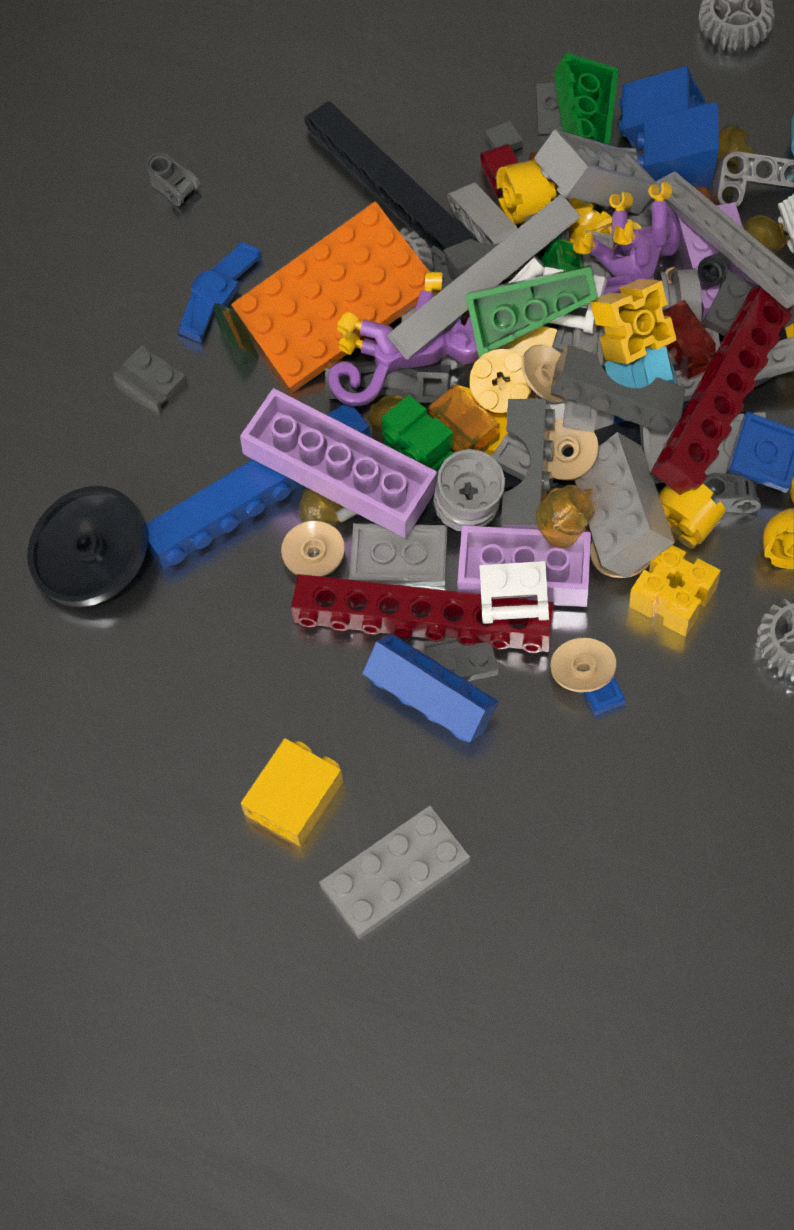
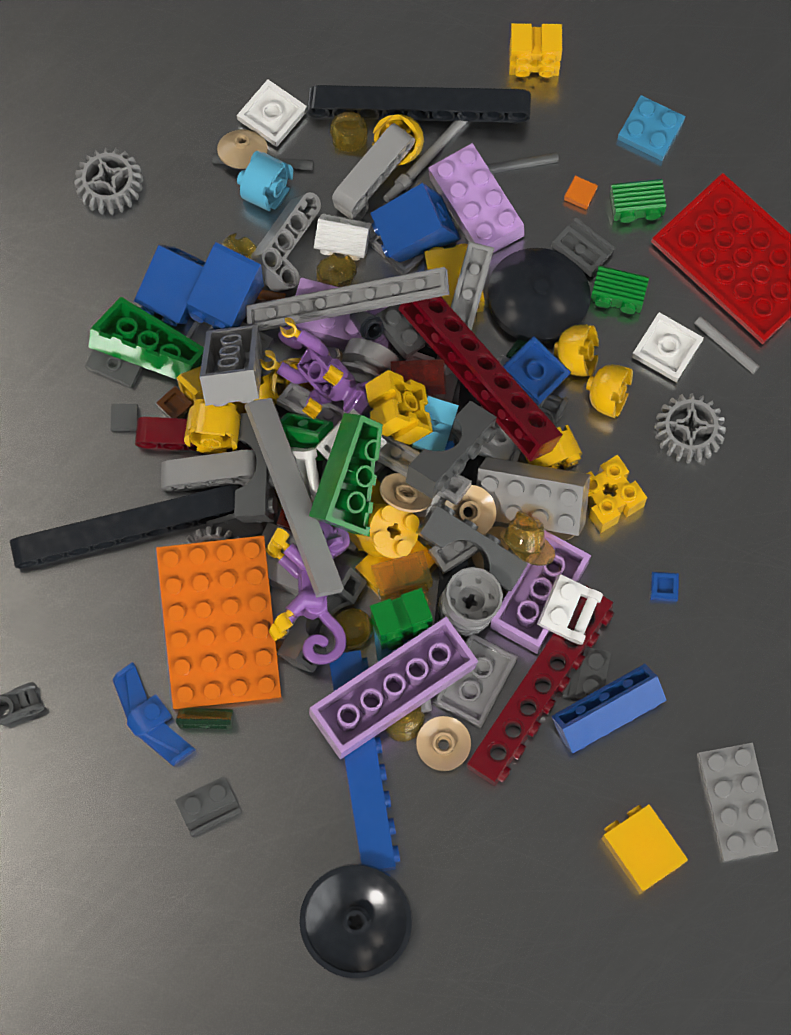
camera: 70 degrees left, 10 degrees up
(580, 655) = (631, 580): tan dish -> none

